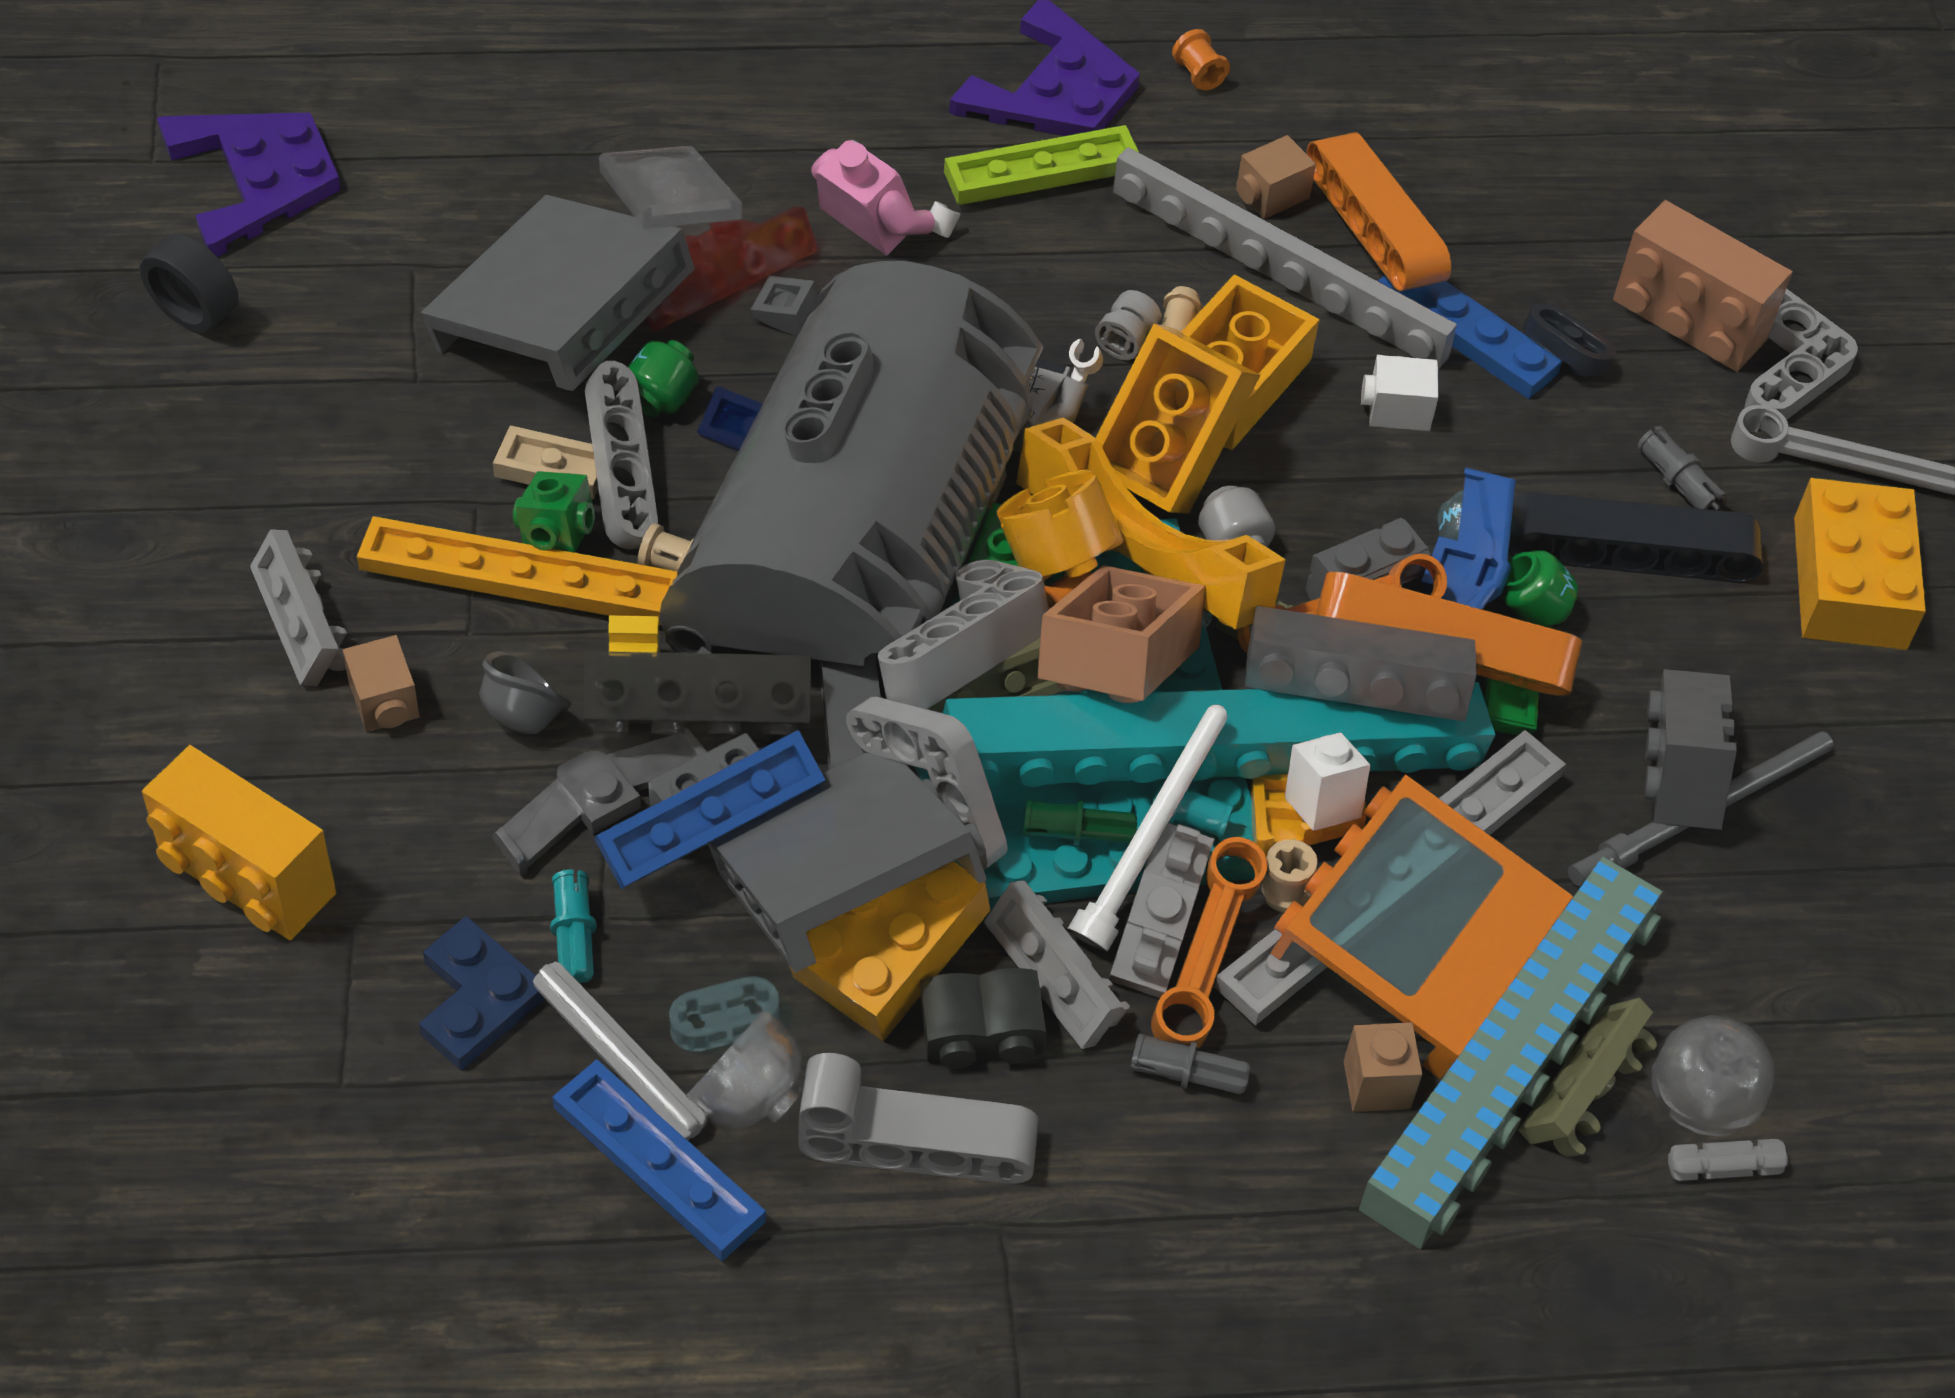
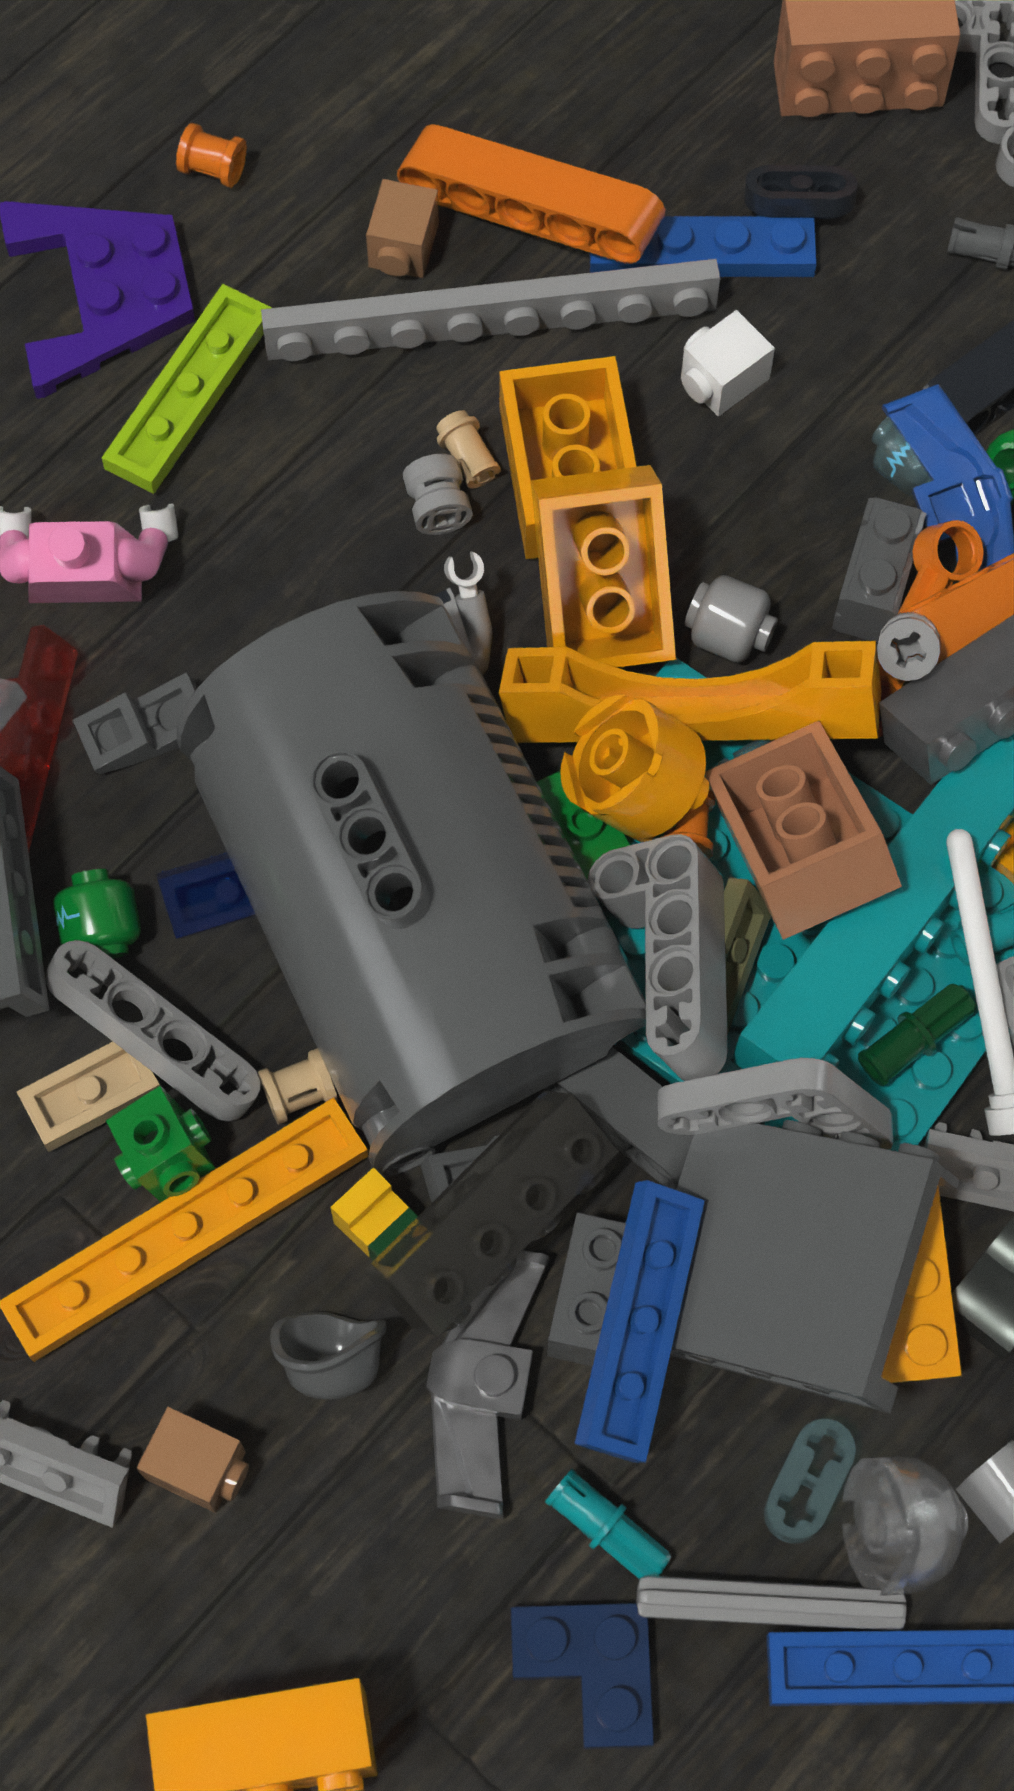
camera: 40 degrees left, 15 degrees up
(1322, 590) = (913, 636): none -> light grey wheel

